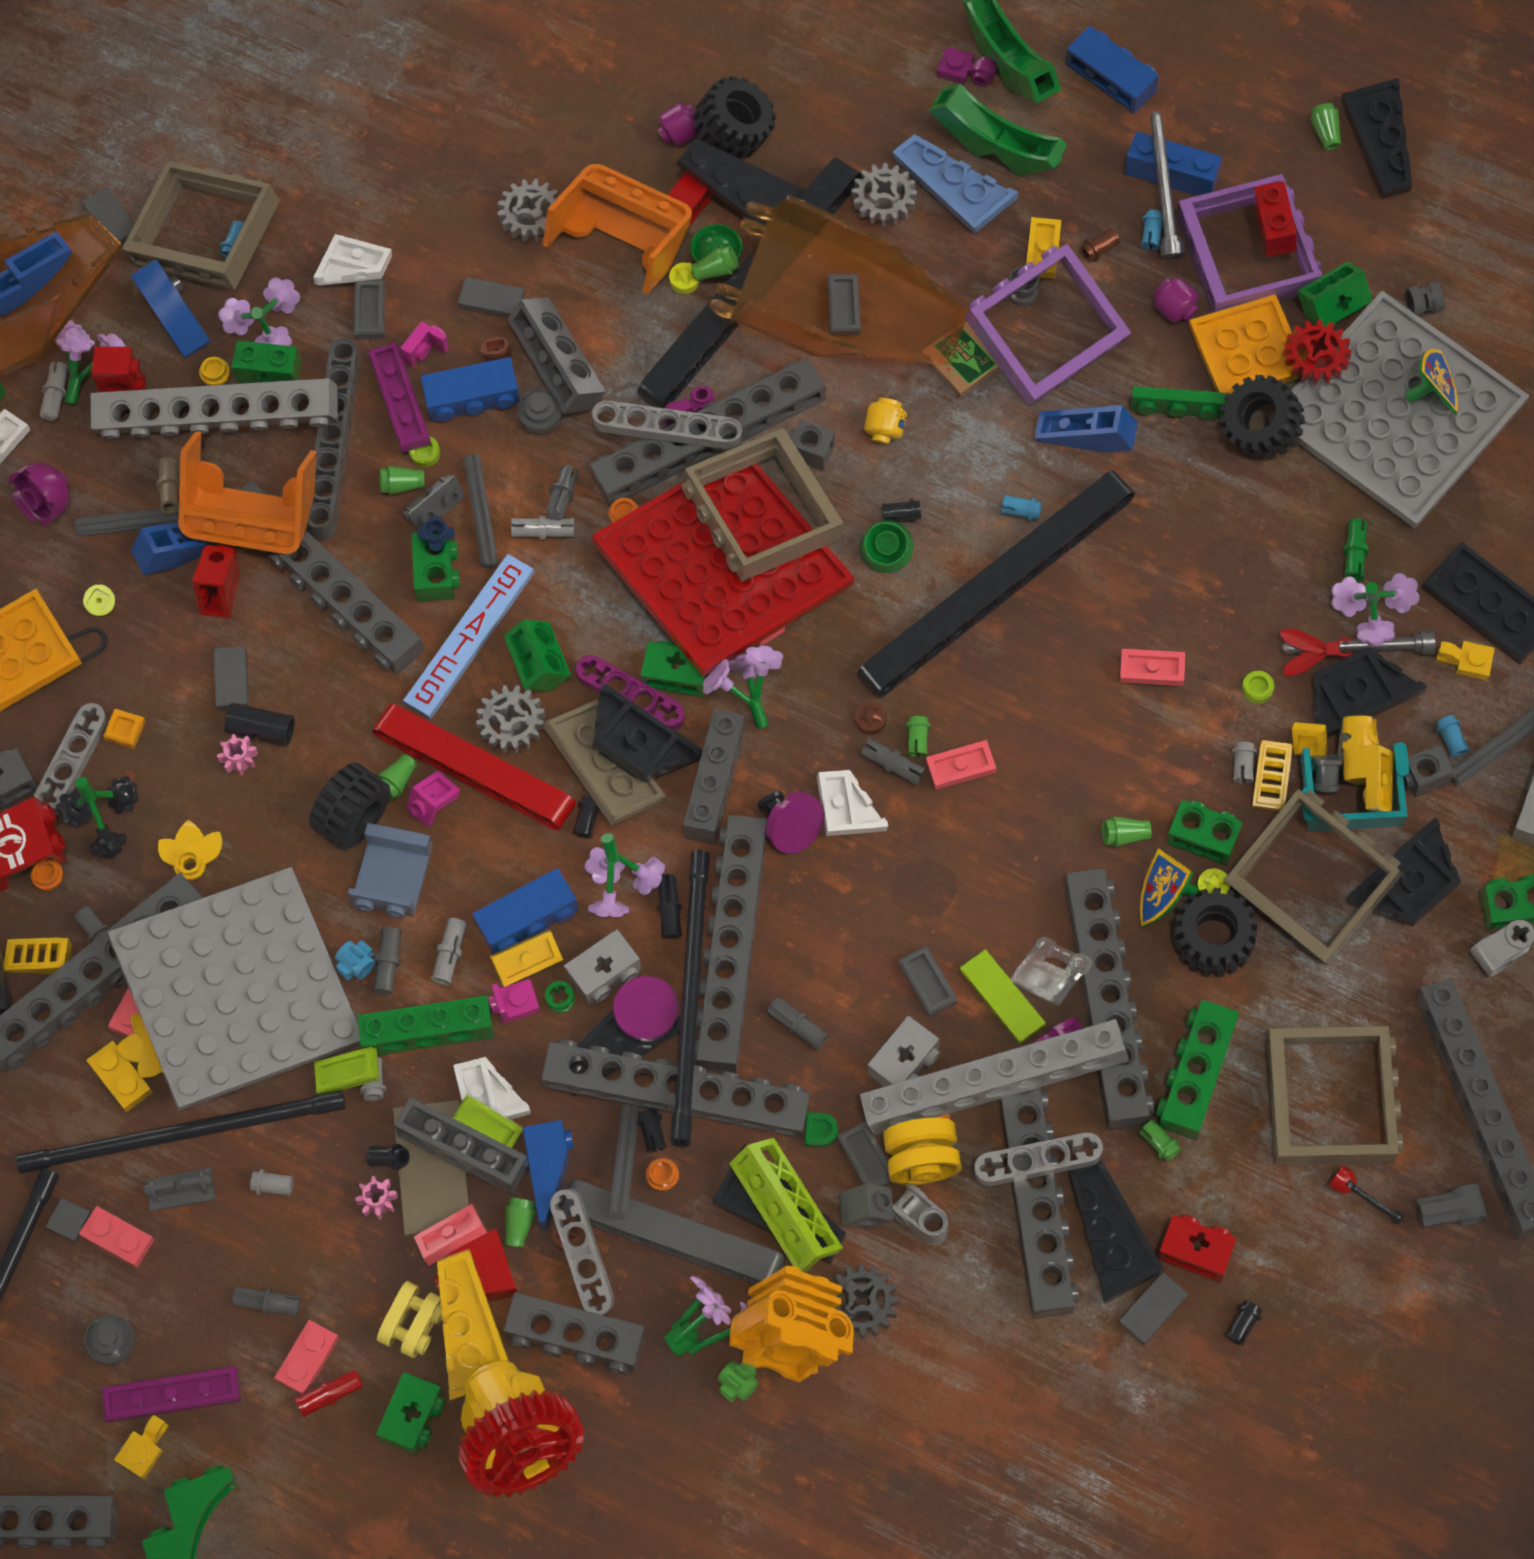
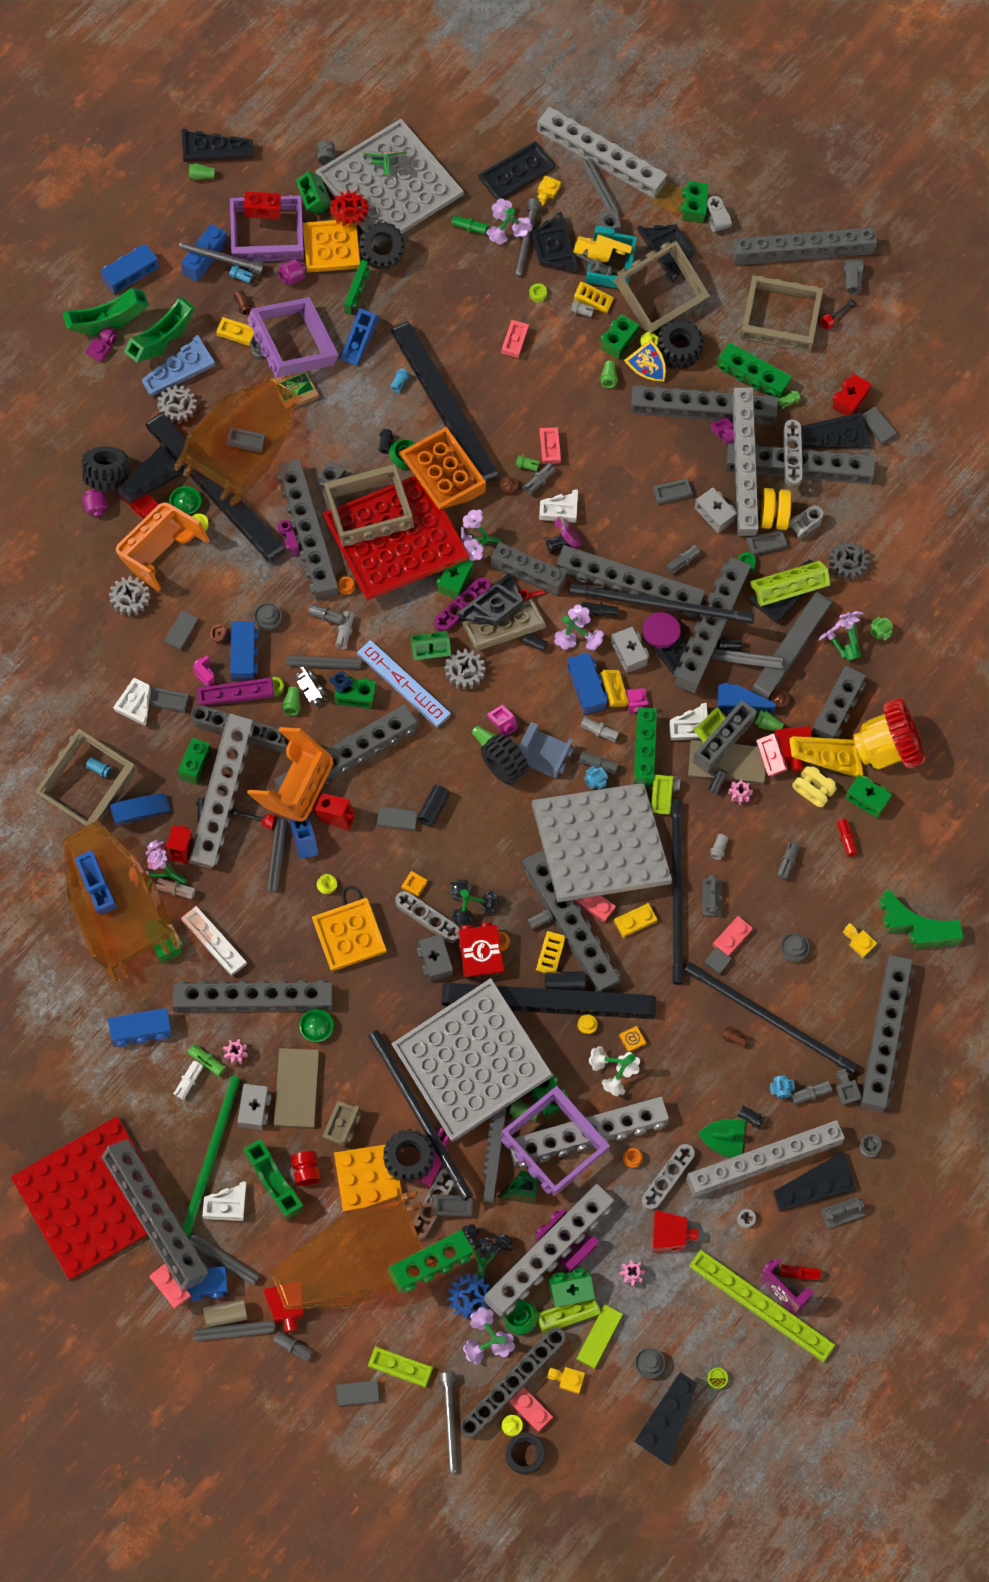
camera: 85 degrees left, 0 degrees up
(40, 492) = (247, 904): magenta cylinder -> none
(110, 214) = (54, 839): dark grey tile -> none
(138, 1049) = (623, 901): yellow plate -> none
(168, 485) = (262, 830): dark tan pin -> none
(171, 1394) = (830, 922): magenta tile -> none
(190, 847) = (500, 859): yellow plate -> none
(214, 371) = (187, 794): yellow plate -> none
(237, 314) = (171, 756): lavender plant -> none
(237, 762) = (450, 826): bright pink gear -> none
(306, 1357) = (823, 846): coral plate -> none
(474, 767) = (489, 695): red beam -> none
(556, 355) = (235, 598): dark grey brick -> none
(563, 1006) = (638, 672): green bush -> none
(587, 1250) = (795, 690): light grey beam -> none
(655, 415) = (303, 535): light grey beam -> none
(662, 1174) = (755, 645): orange plate -> none
(672, 791) = (531, 594): none -> red hand
(716, 264) = (201, 499): bright green cone -> none
(792, 1324) = (862, 588): light orange piece -> none
(860, 603) = (444, 469): none -> orange slope
(866, 1206) = (798, 544): dark grey brick -> none
(885, 421) = (326, 436): yellow head -> none
(1002, 997) = (690, 456): lime tile -> none
(1047, 979) = (688, 430): clear plate -> none
(1243, 1322) = (894, 385): black pin -> none
(1309, 736) = (578, 272): yellow tile -> none
(1314, 650) = (526, 260): red piece -> none
(1452, 736) = (590, 208): dark azure pin -> none

